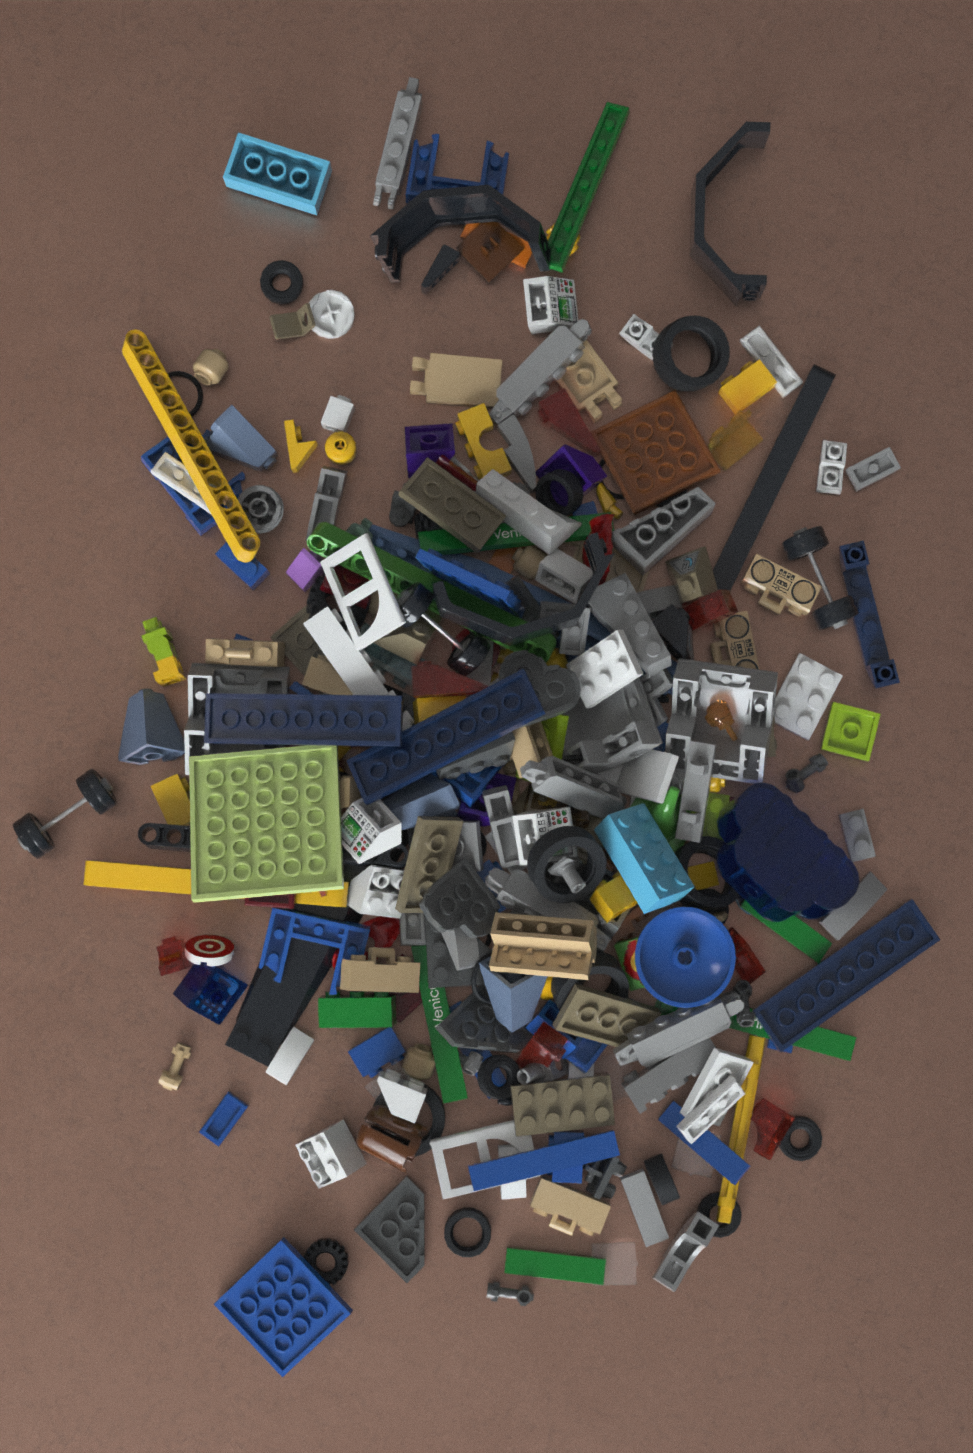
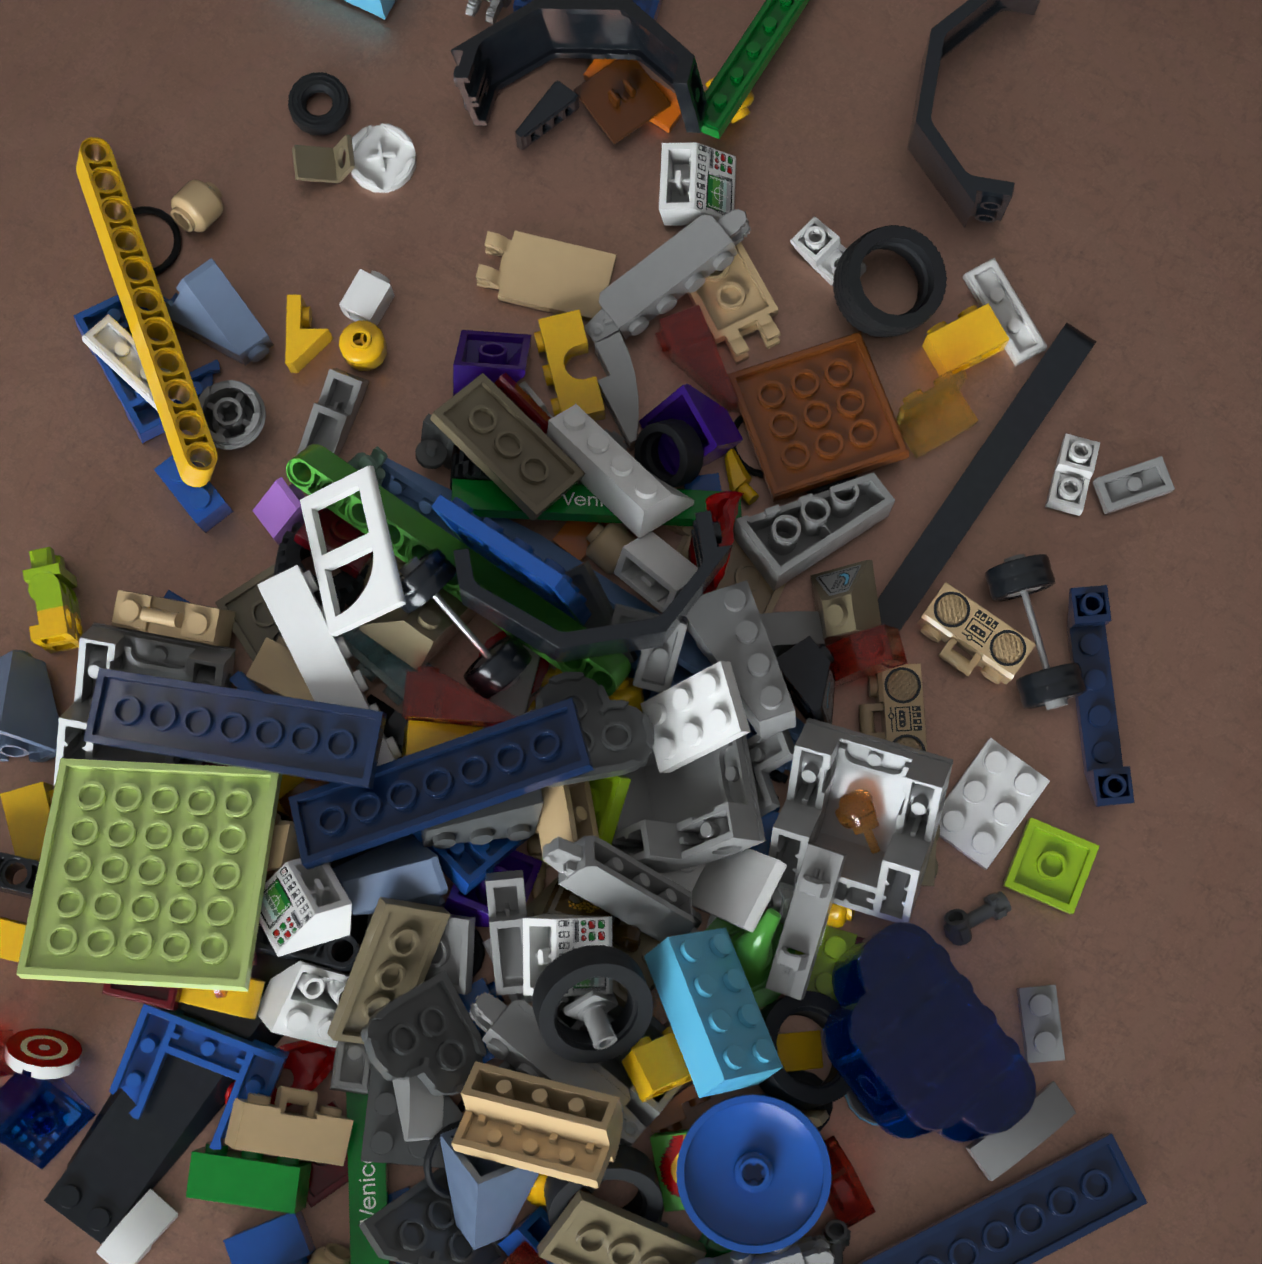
camera: 10 degrees right, 5 degrees down
(796, 933) = (930, 1161): green tile -> none

